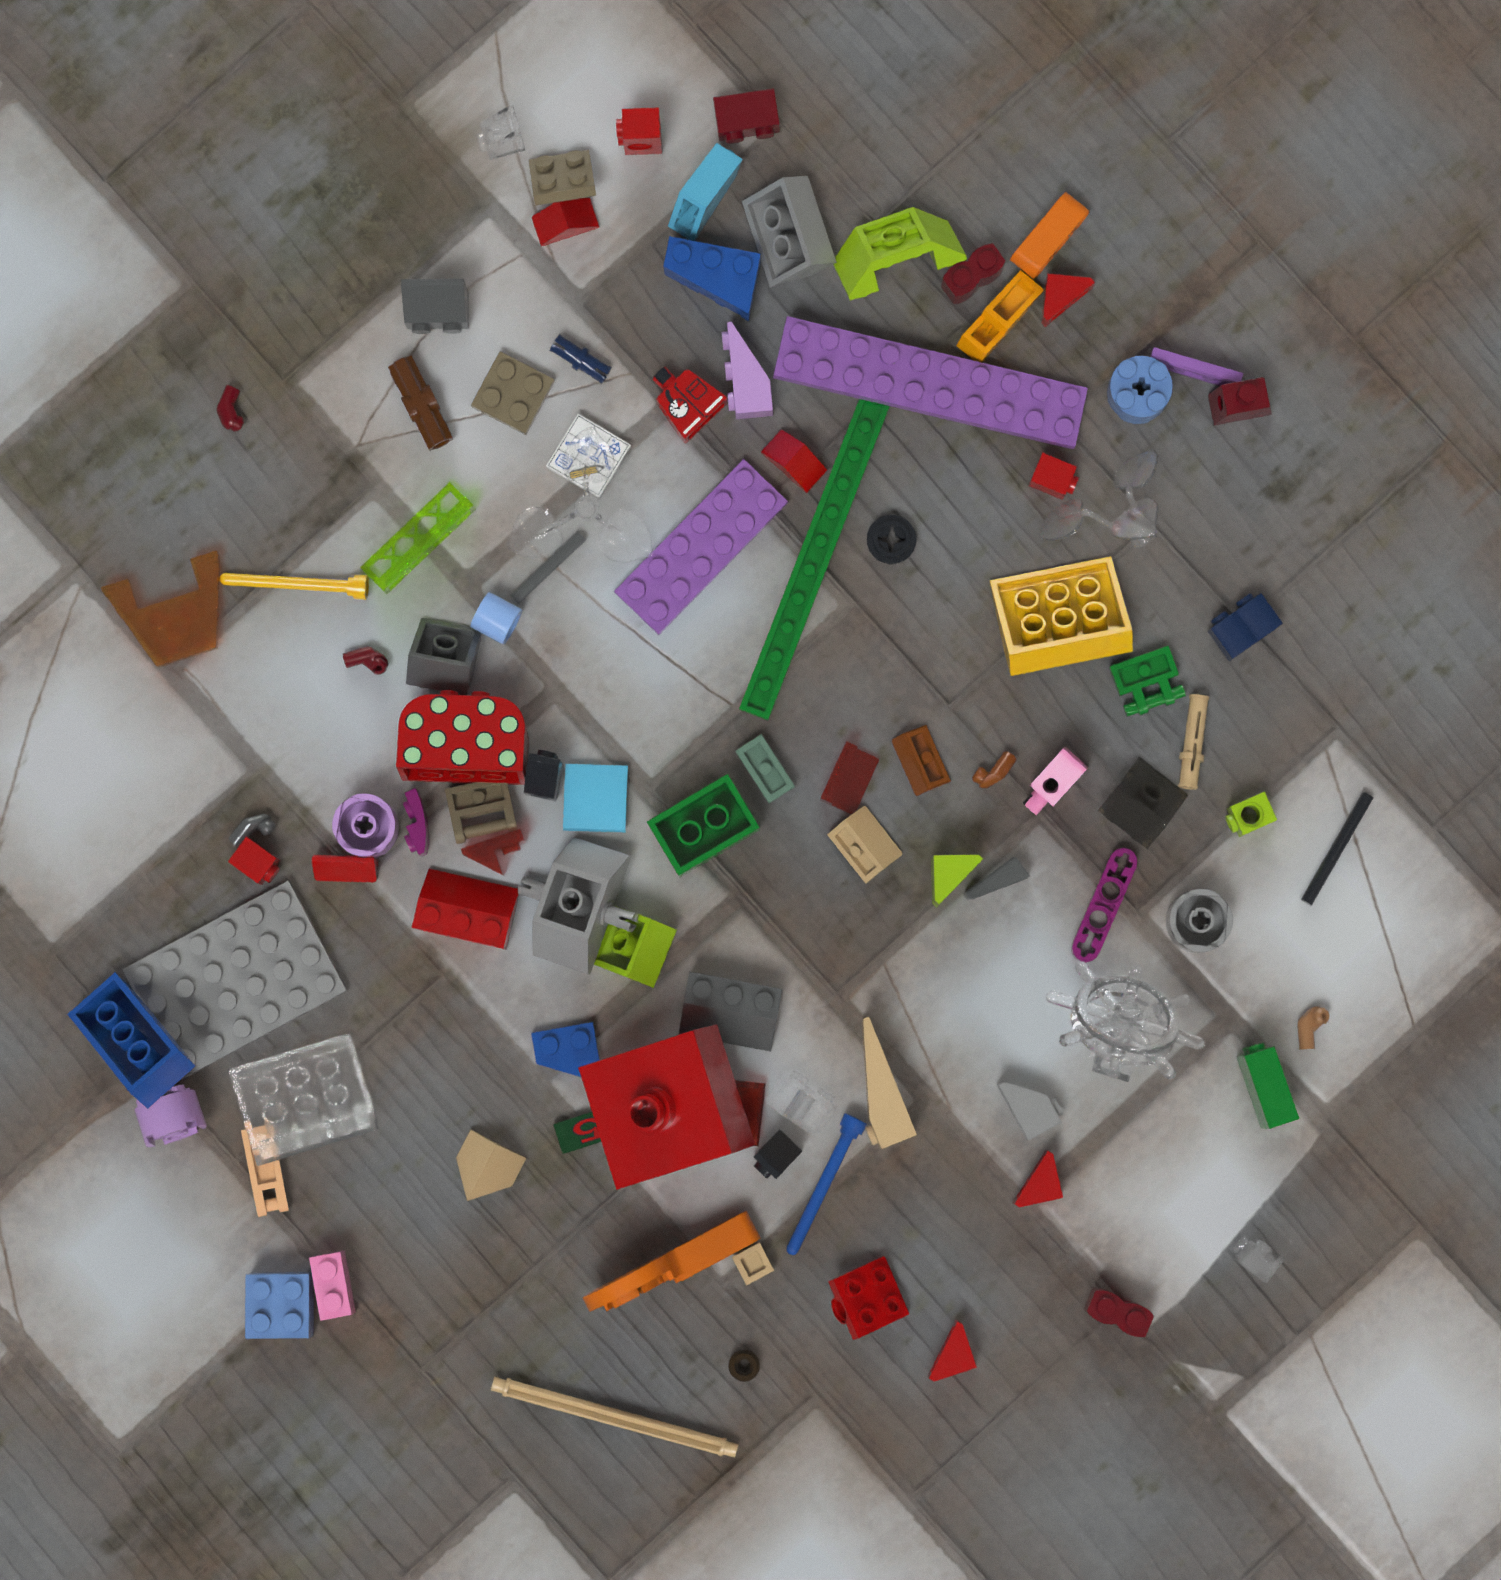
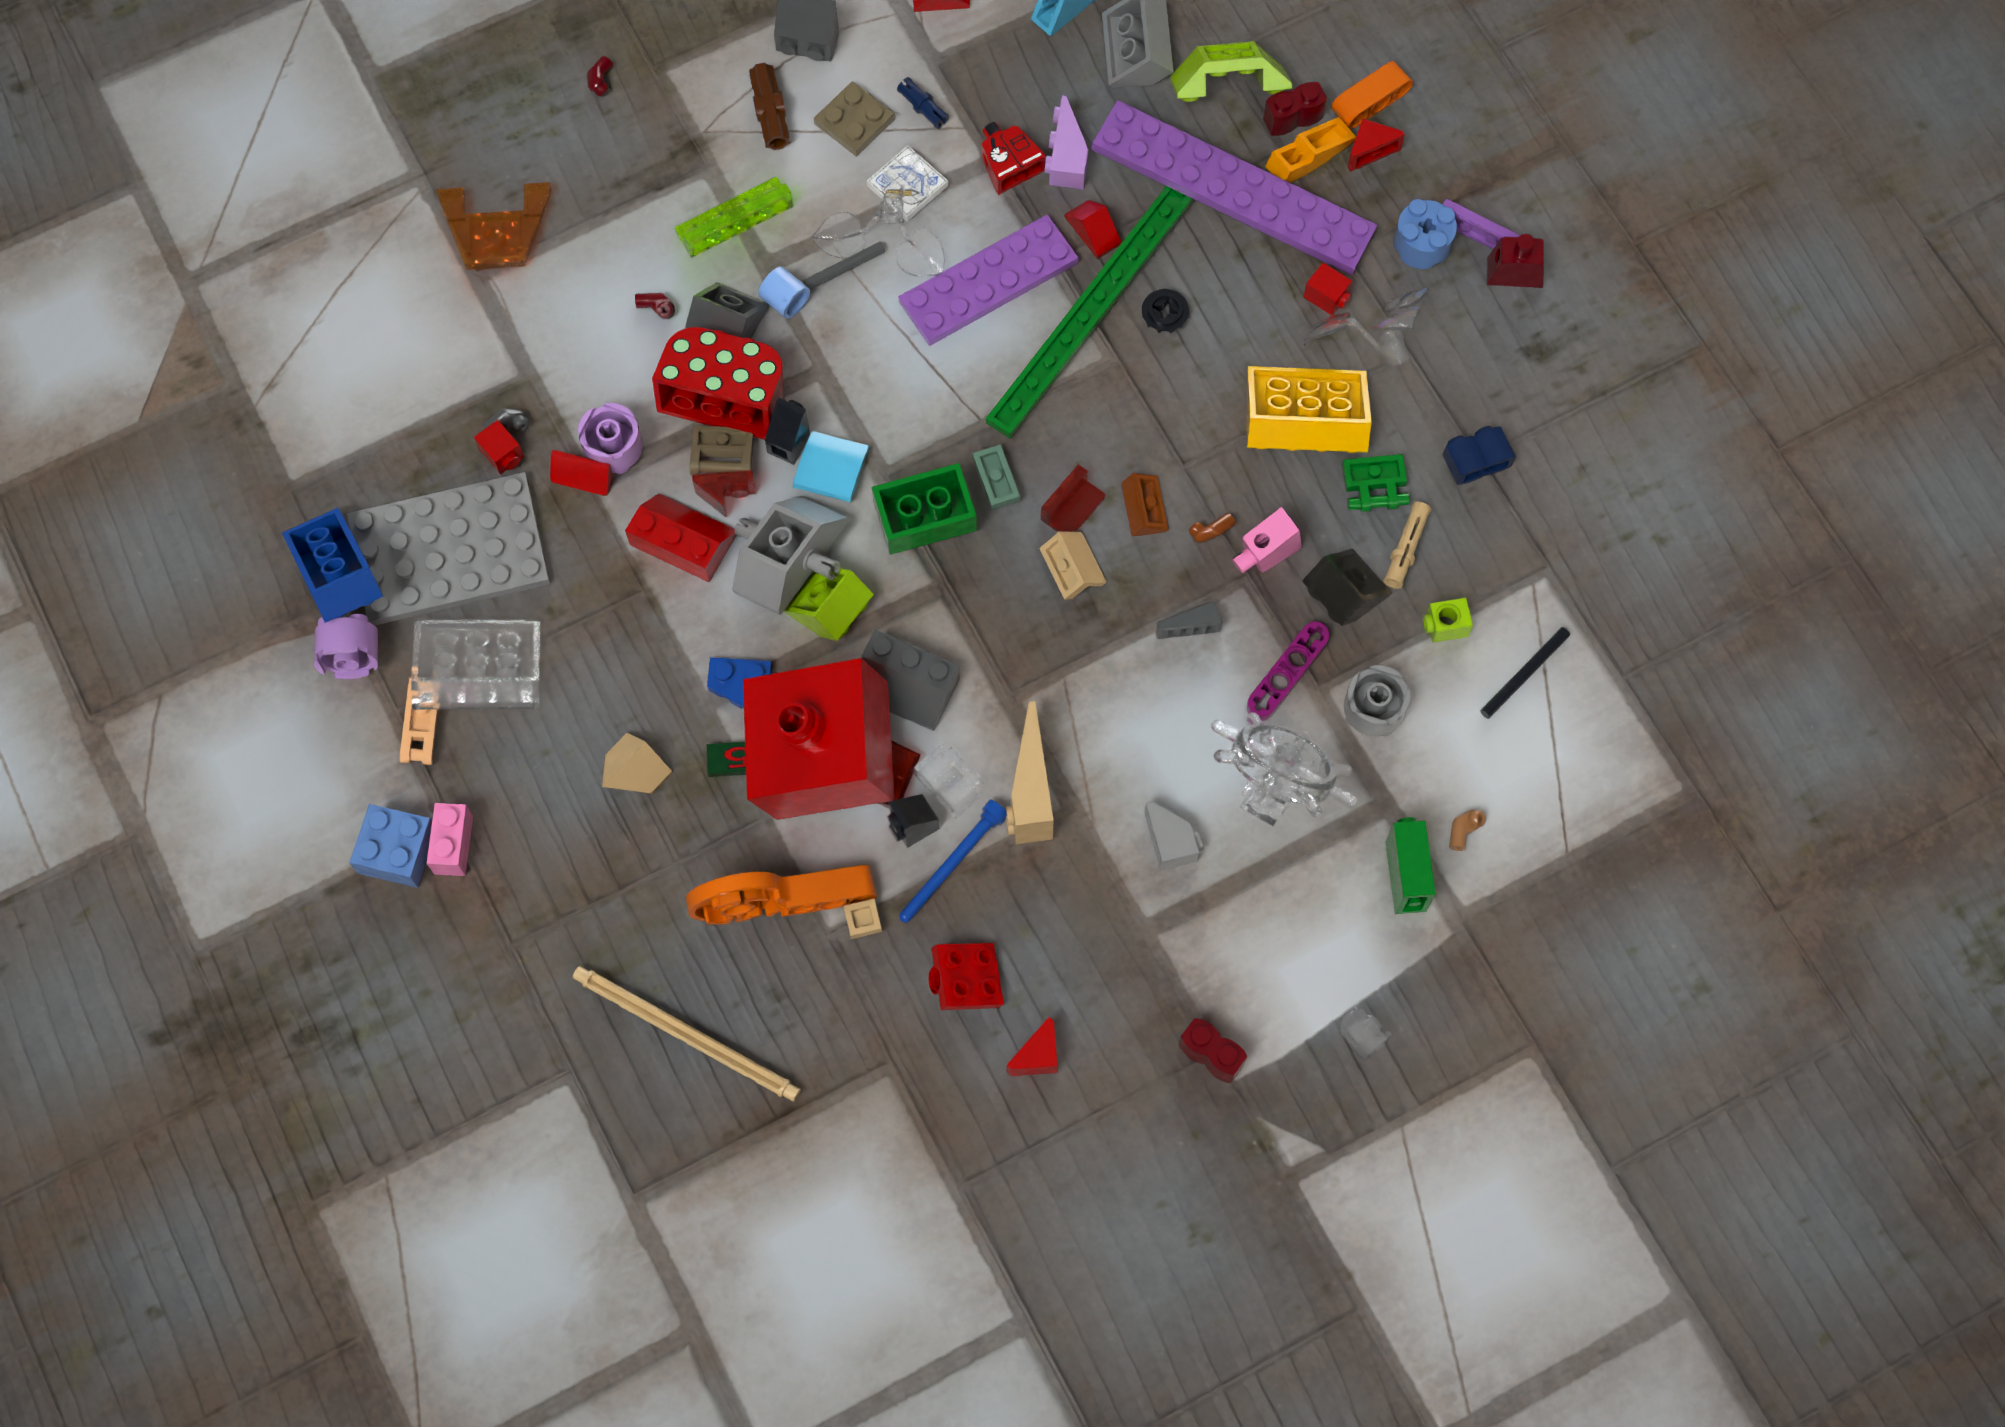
camera: 10 degrees right, 15 degrees down
(355, 586) = (665, 241): yellow piece -> none
(418, 832) = (660, 450): magenta slope -> none
(715, 271) = (1063, 57): blue wedge -> none
(748, 1375) = (827, 1005): dark brown plate -> none
(949, 872) = (1149, 601): lime slope -> none
(1042, 1183) = (1164, 912): red slope -> none

